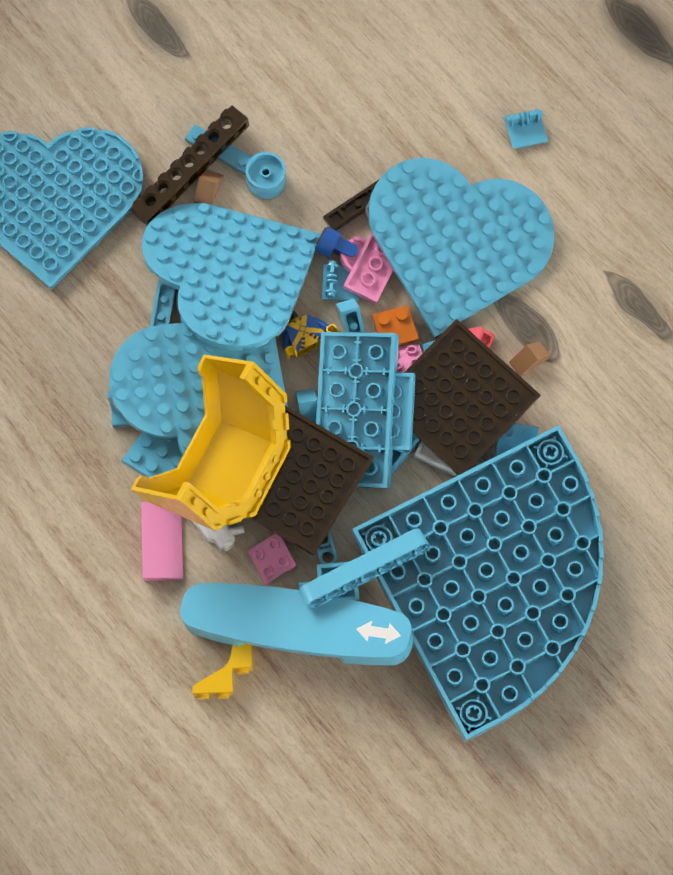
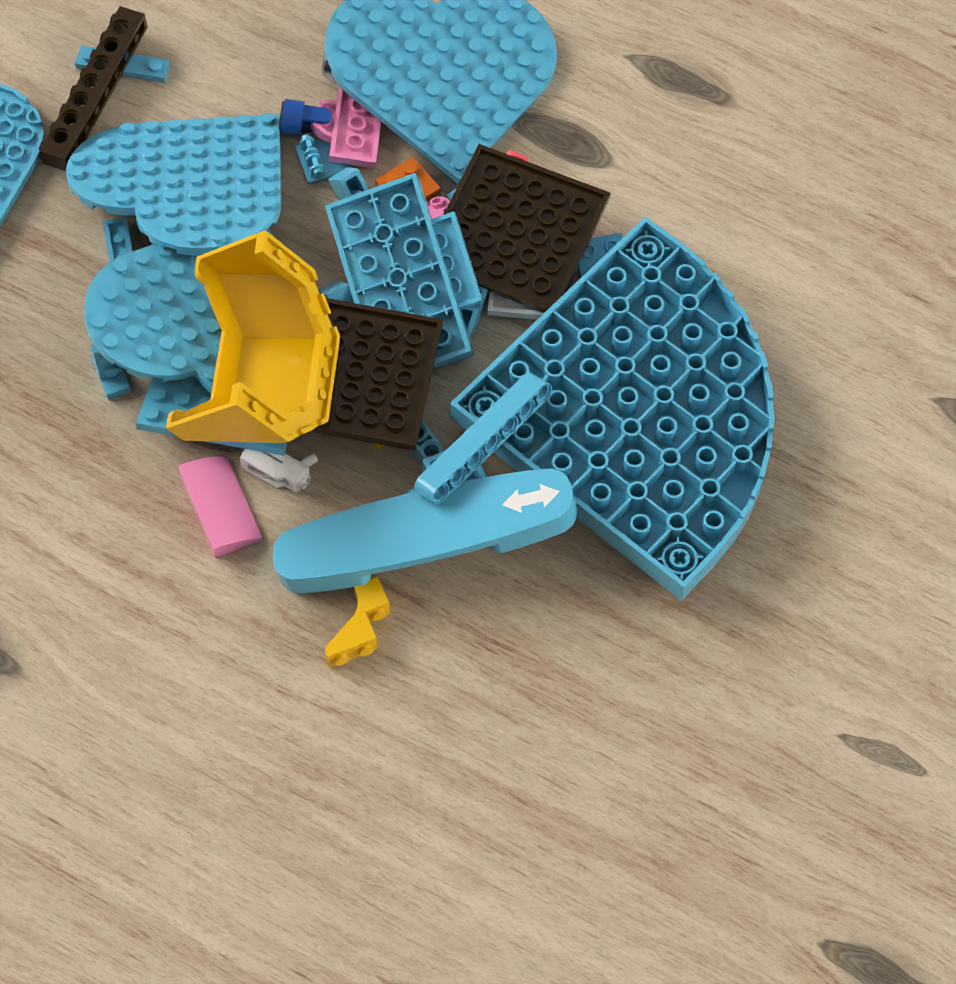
camera: 20 degrees left, 10 degrees down
(208, 187) = (123, 106): medium nougat slope -> none
(265, 175) = (189, 70): medium azure wheel -> none
(272, 558) = (363, 476): bright pink hinge -> none
(304, 334) = (303, 224): torso -> none
(349, 209) = (304, 77): dark brown plate -> none
(529, 358) = (580, 165): medium nougat slope -> none

